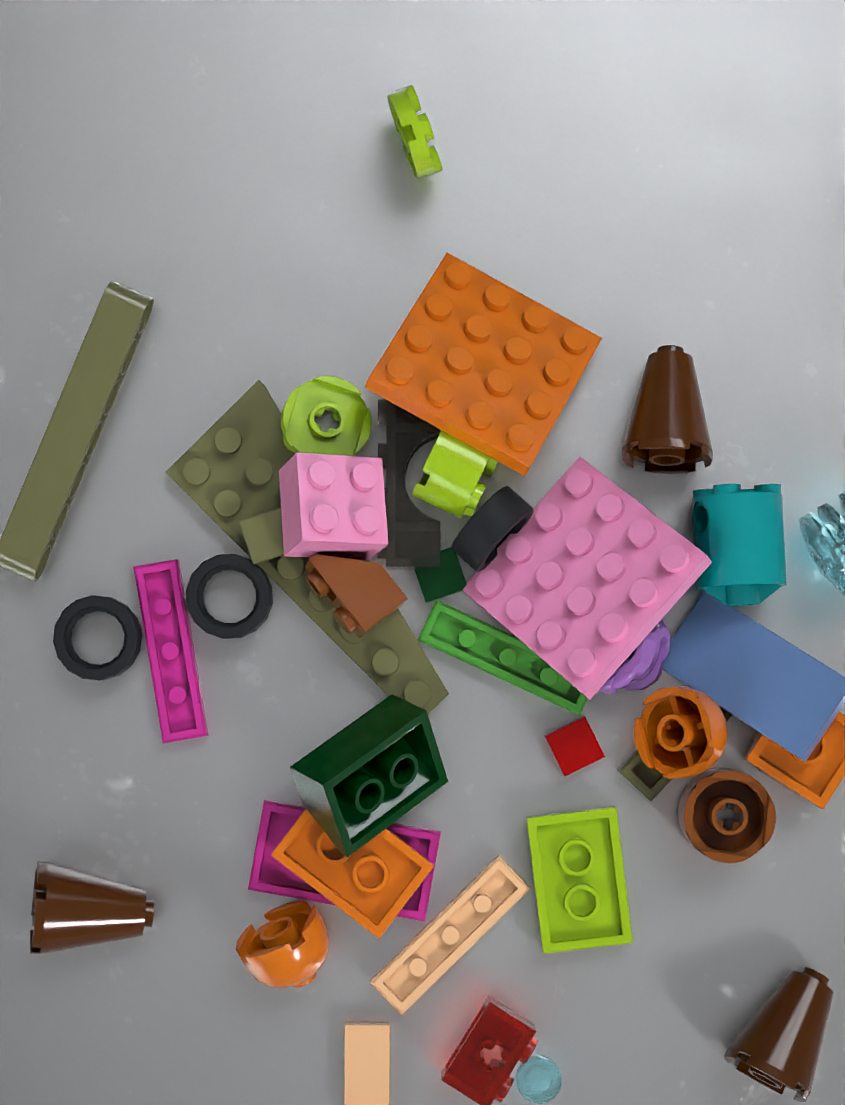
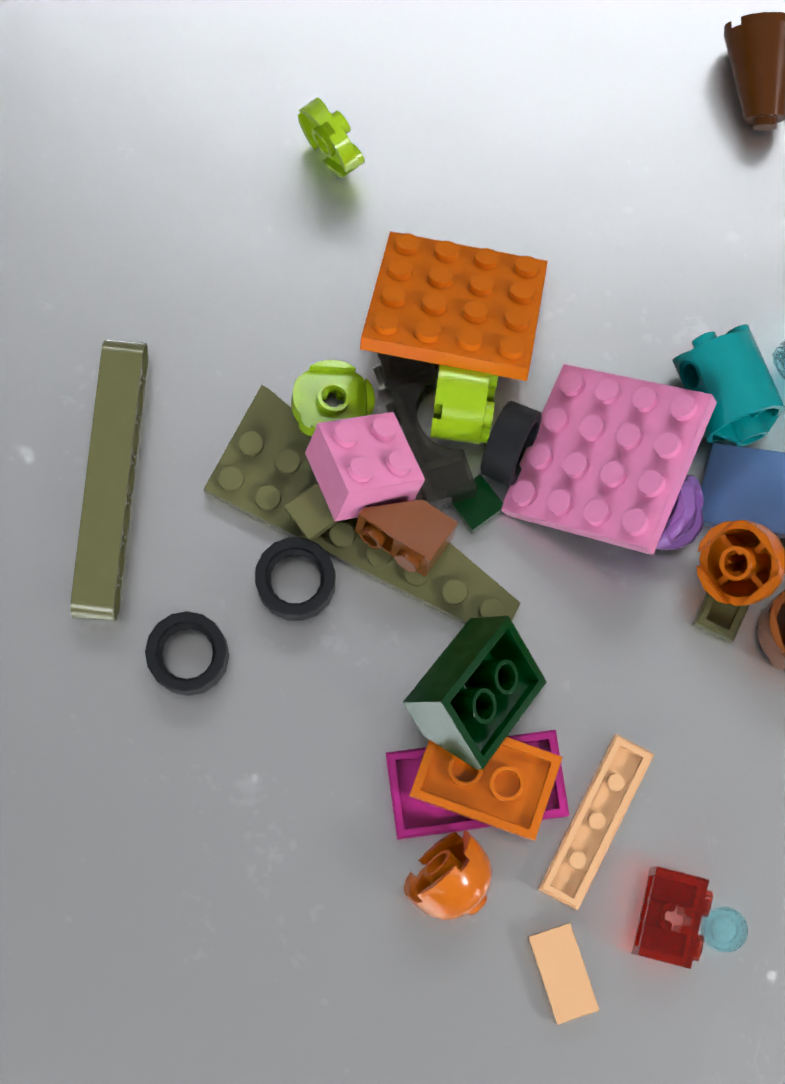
camera: 20 degrees left, 10 degrees down
(83, 910) = (250, 905): reddish brown cone -> none
(170, 651) = (257, 646): dark pink tile -> none
(497, 654) = (559, 556): bright green tile -> none
(574, 746) = (647, 614): red tile -> none
(579, 879) = (695, 731): lime plate -> none
(668, 416) = (630, 306): reddish brown cone -> none

